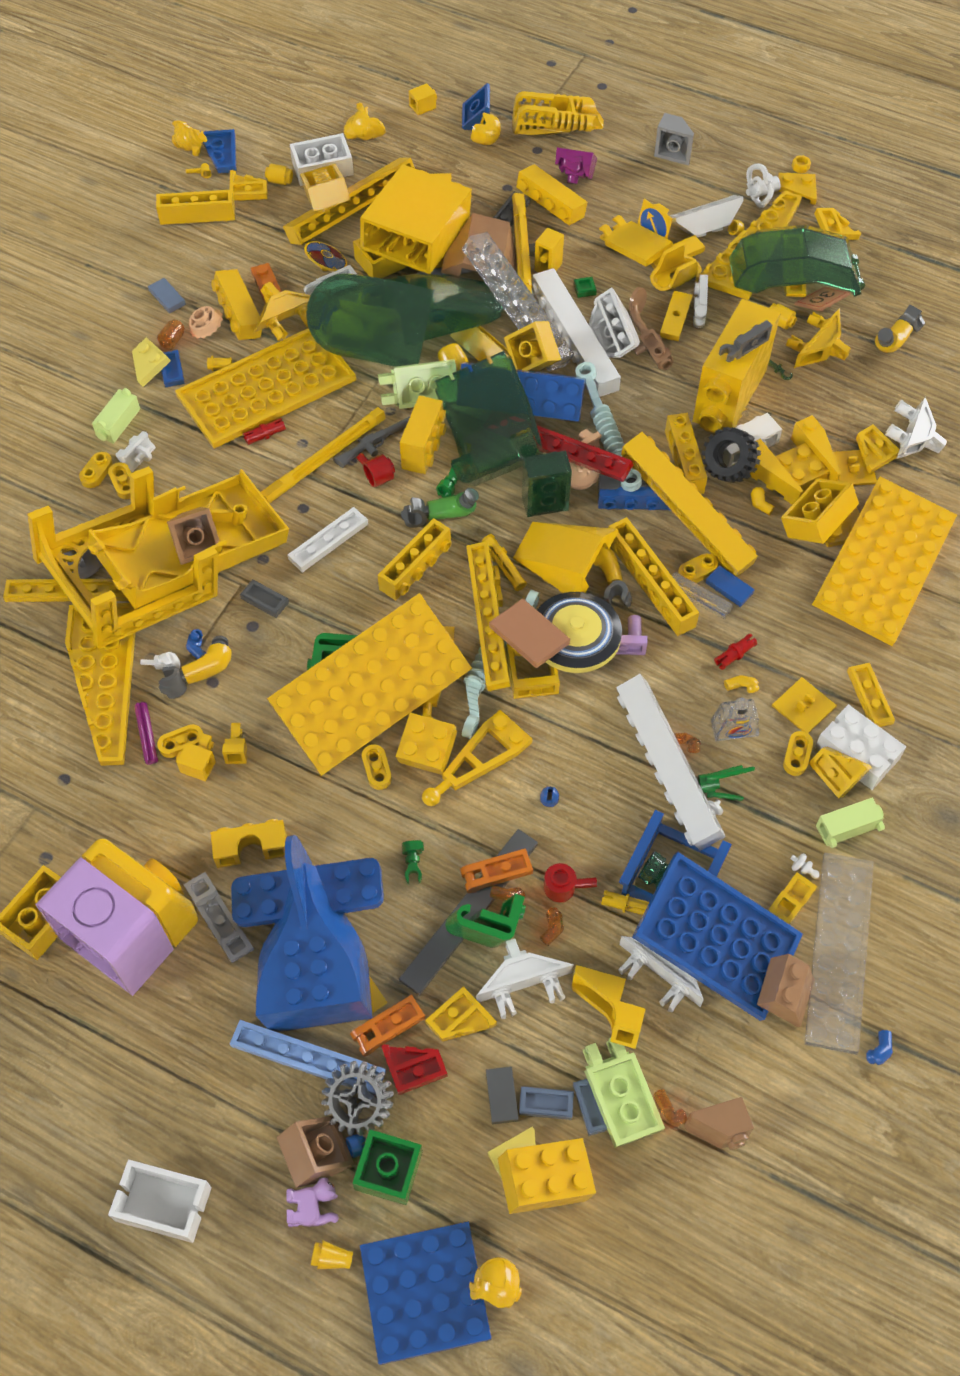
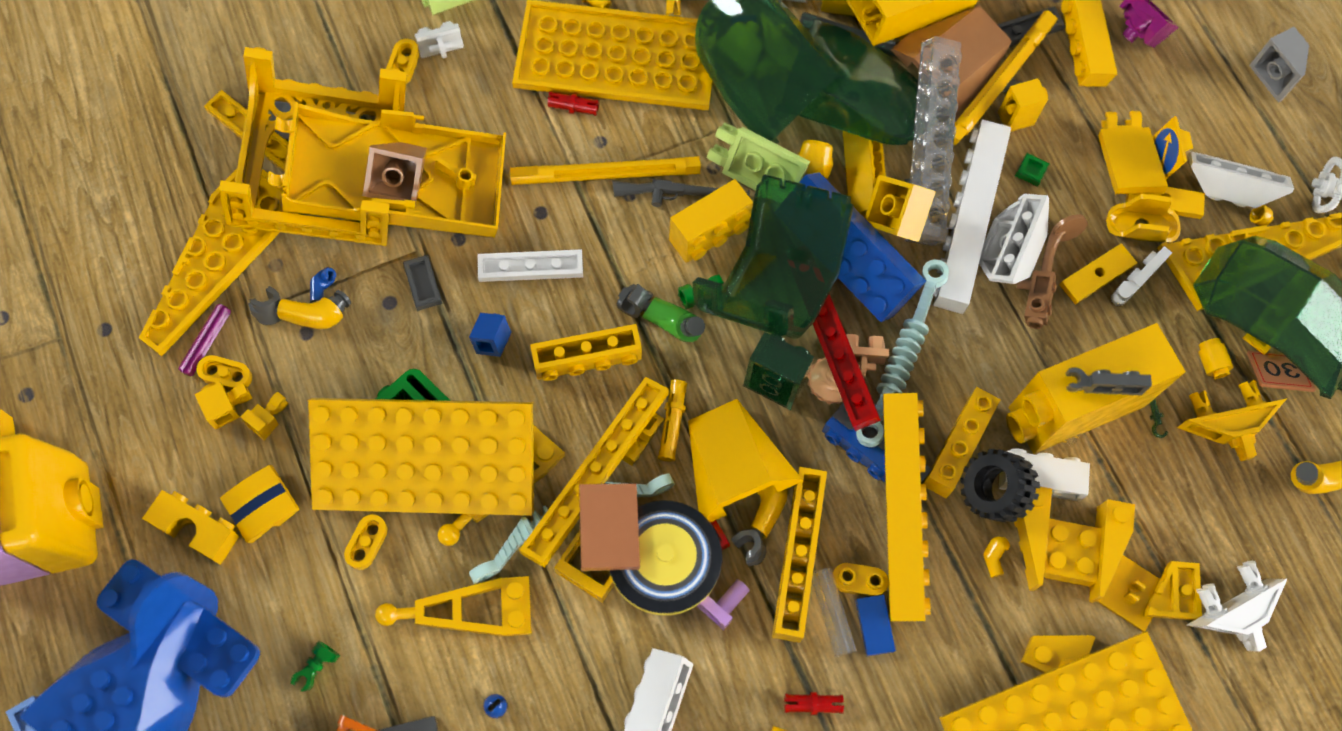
camera: 35 degrees right, 10 degrees up
(98, 467) = (391, 32): yellow plate -> none
(163, 660) = (279, 280): white piece -> none
(218, 917) = (112, 552): light grey slope -> none
(282, 797) = (259, 503): none -> yellow slope
(342, 592) = (490, 334): none -> blue brick
(378, 469) = (639, 225): red piece -> none
(426, 743) = (424, 559): yellow brick -> none
(820, 510) = (1041, 621): yellow brick -> none

